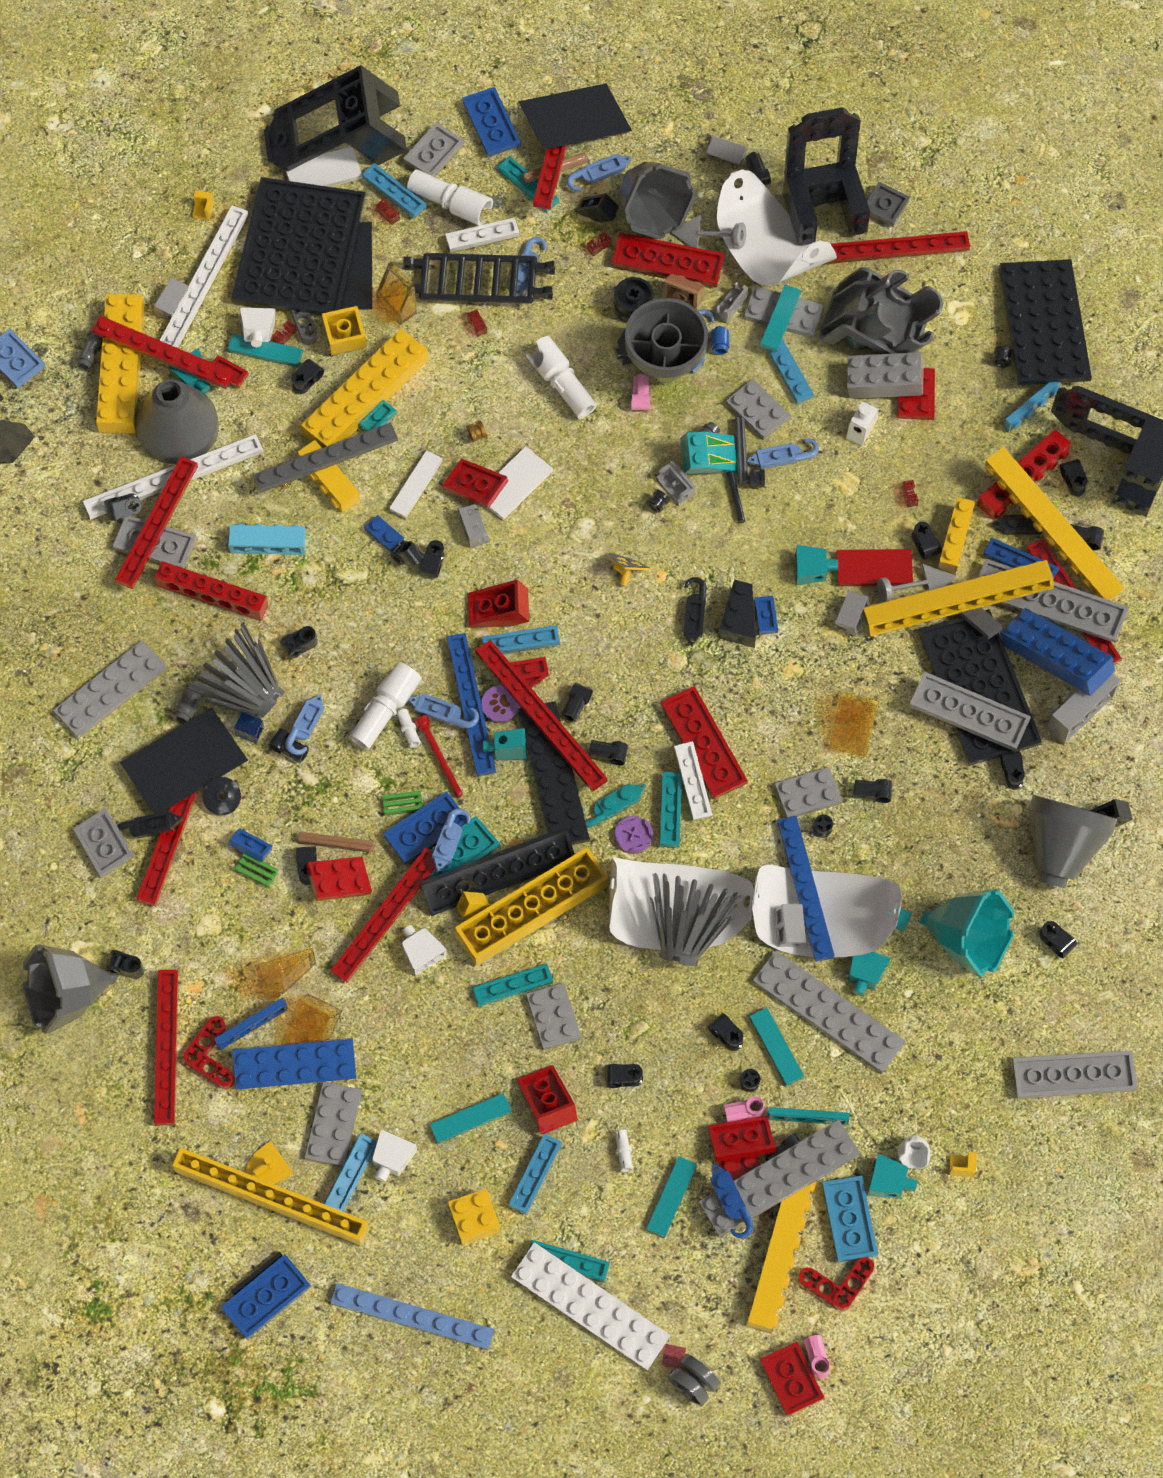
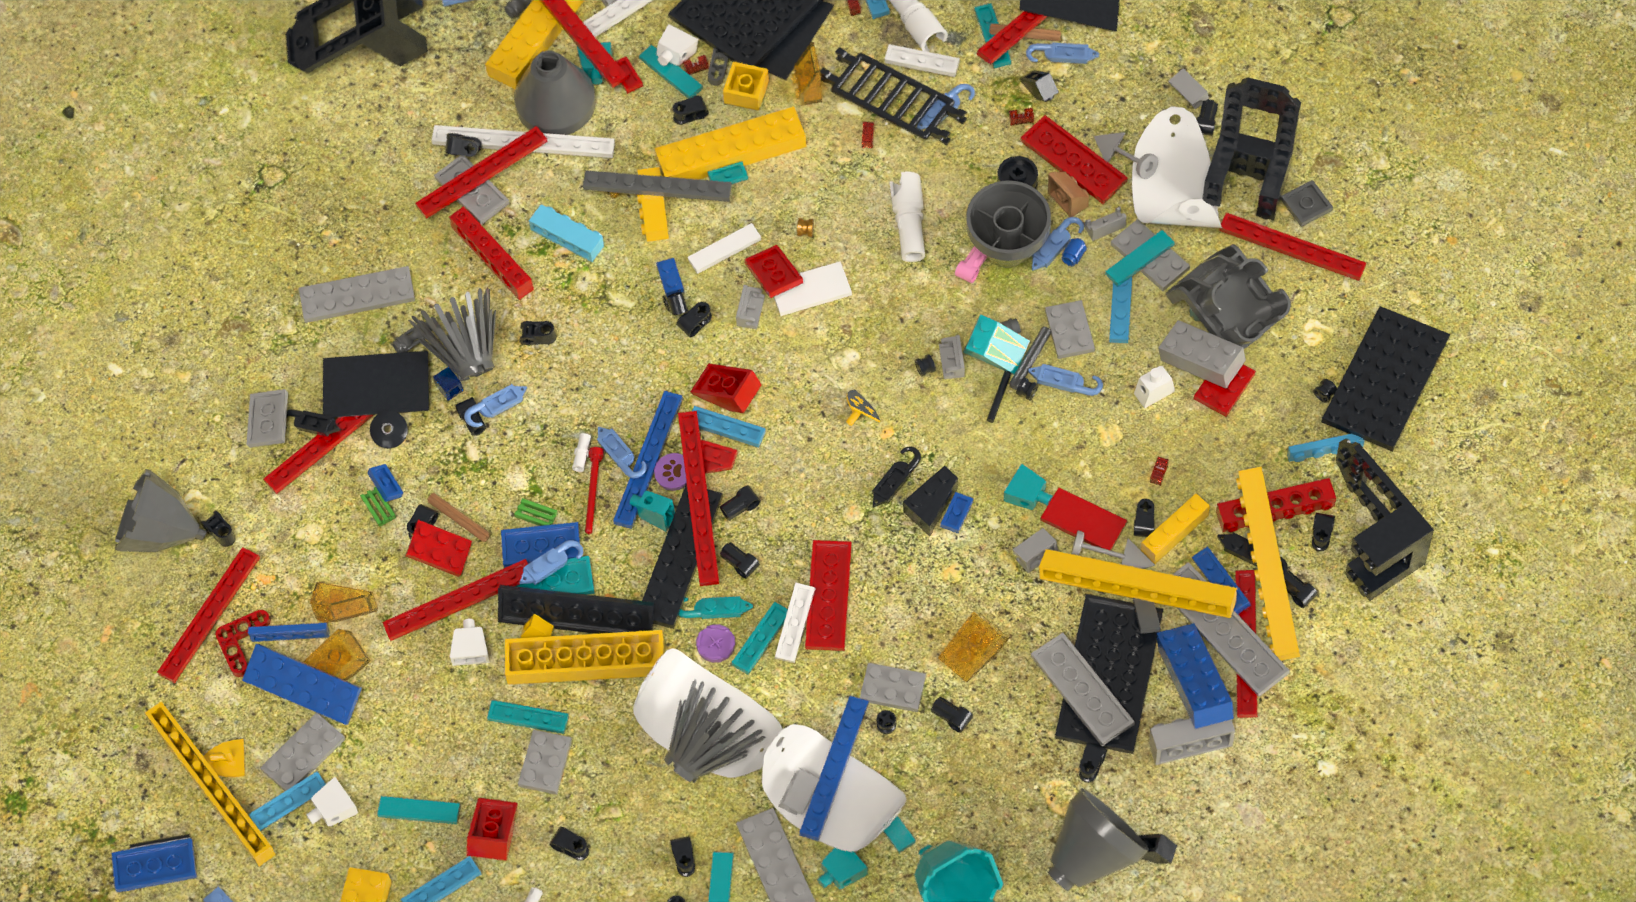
camera: 35 degrees right, 5 degrees down
(391, 694) = (582, 416): white piece -> none
(656, 198) = (1089, 99): dark grey piece -> none

